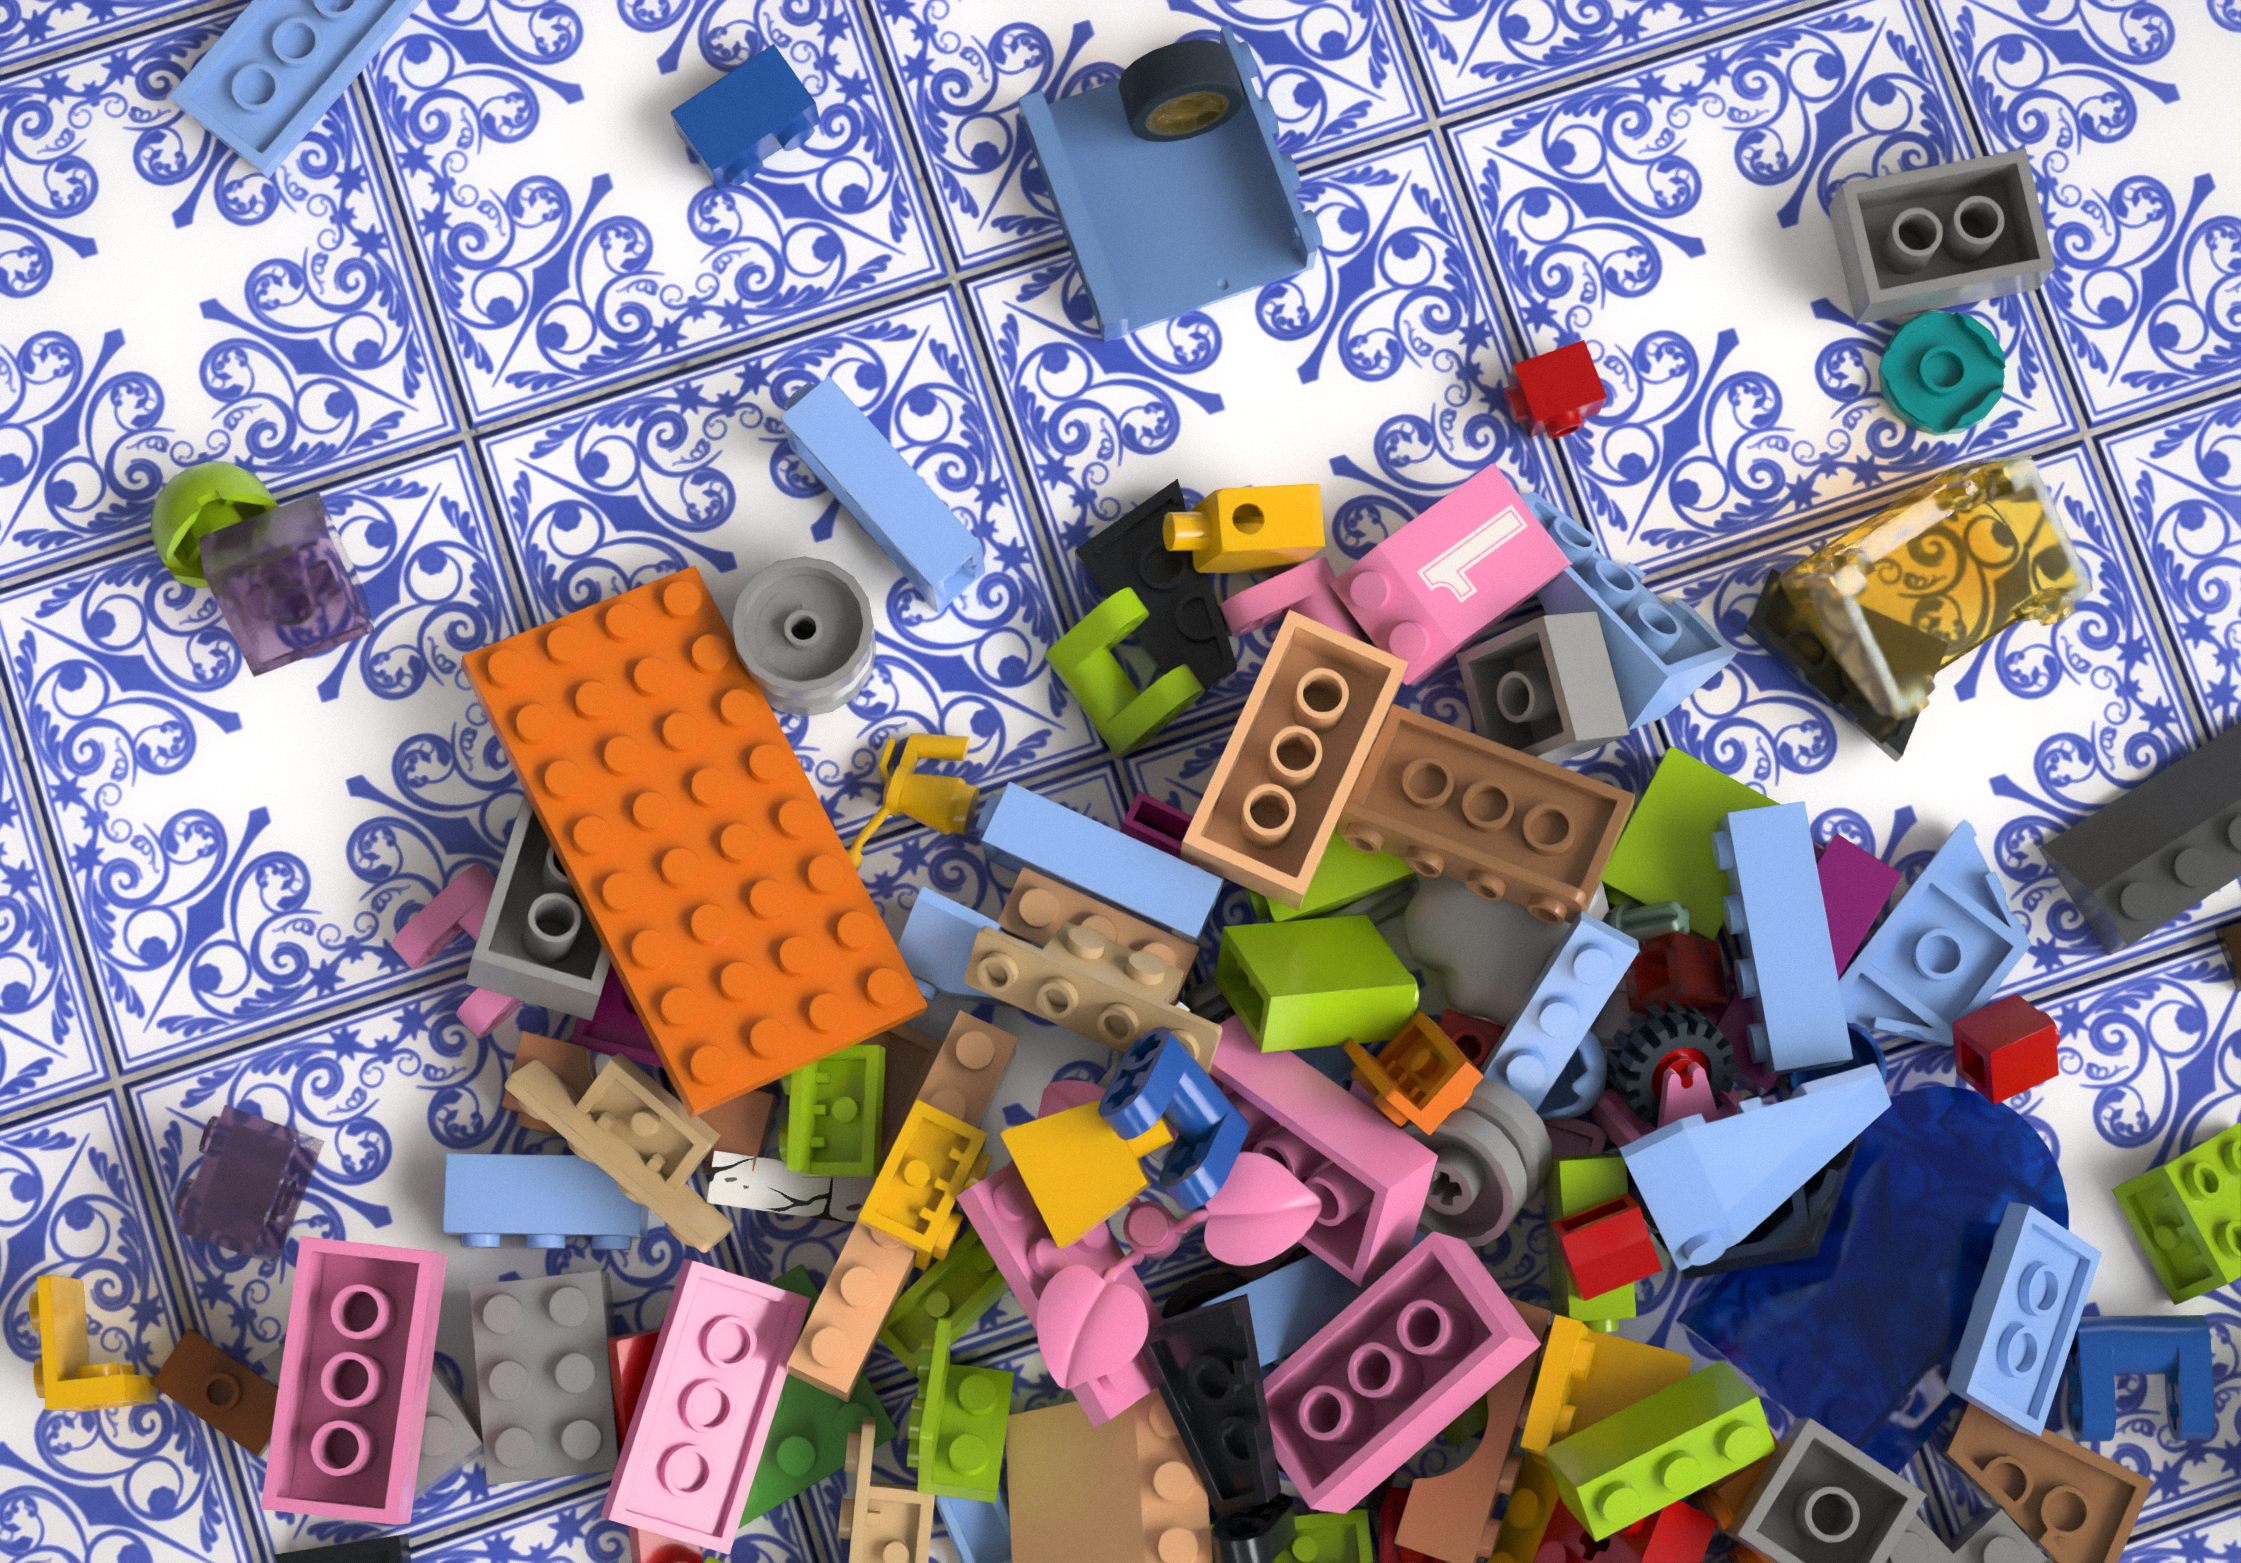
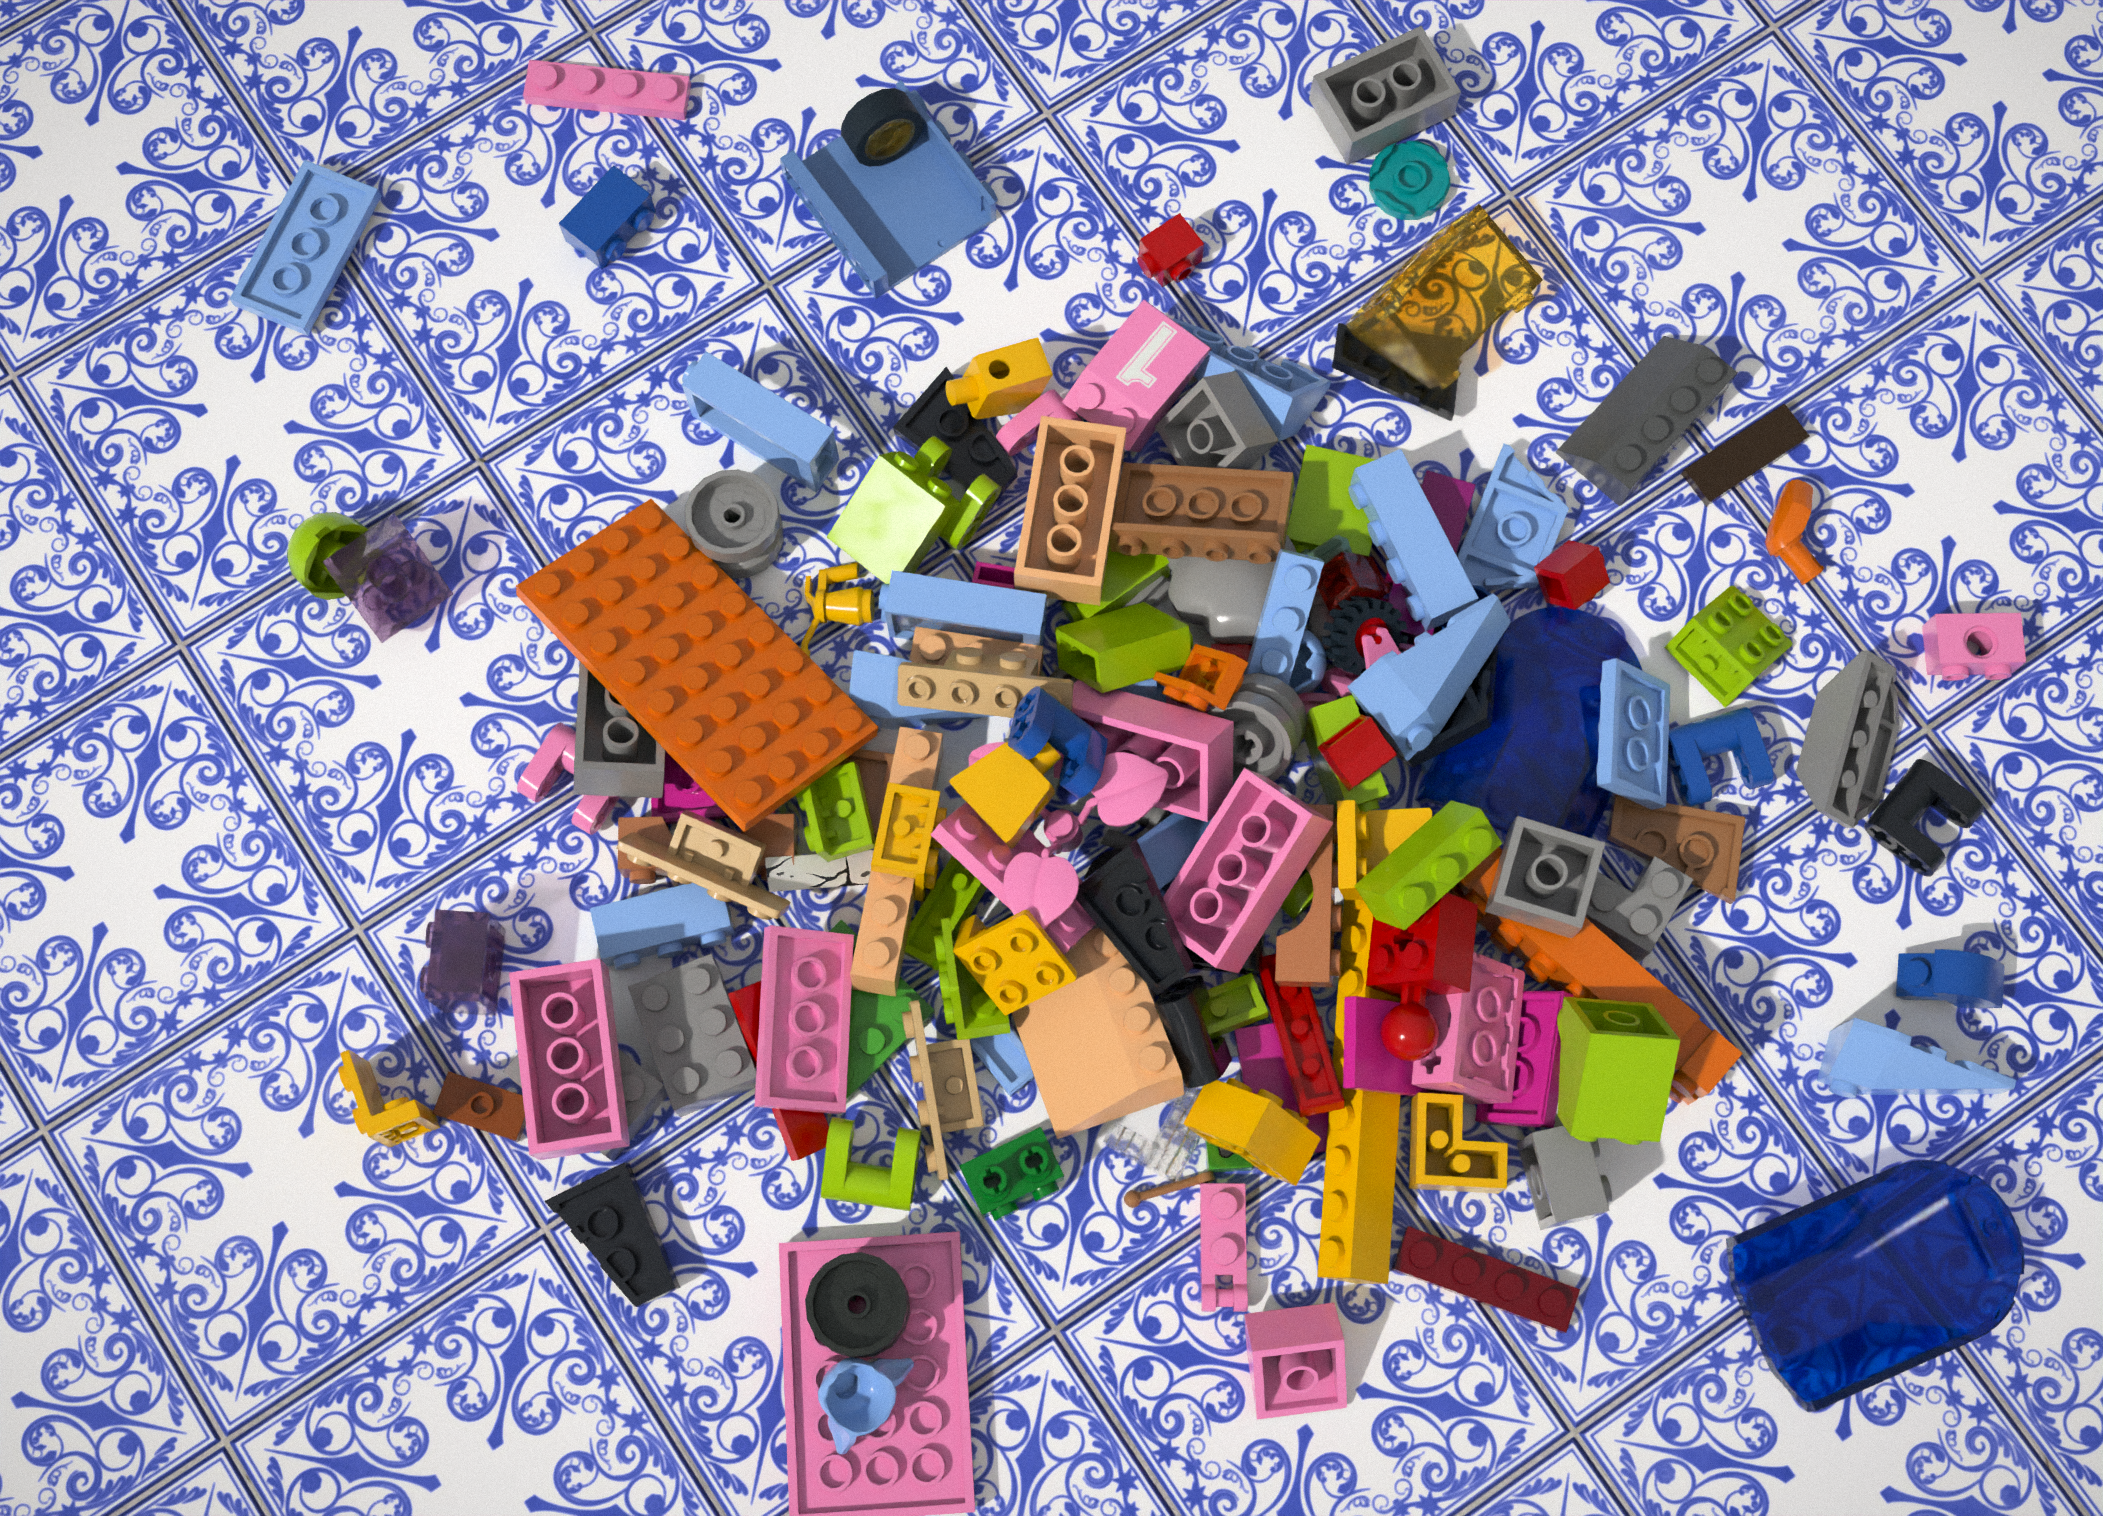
camera: 15 degrees left, 5 degrees down
(1022, 1410) = (1013, 960): none -> yellow bracket
(1036, 693) = (894, 516): none -> brick

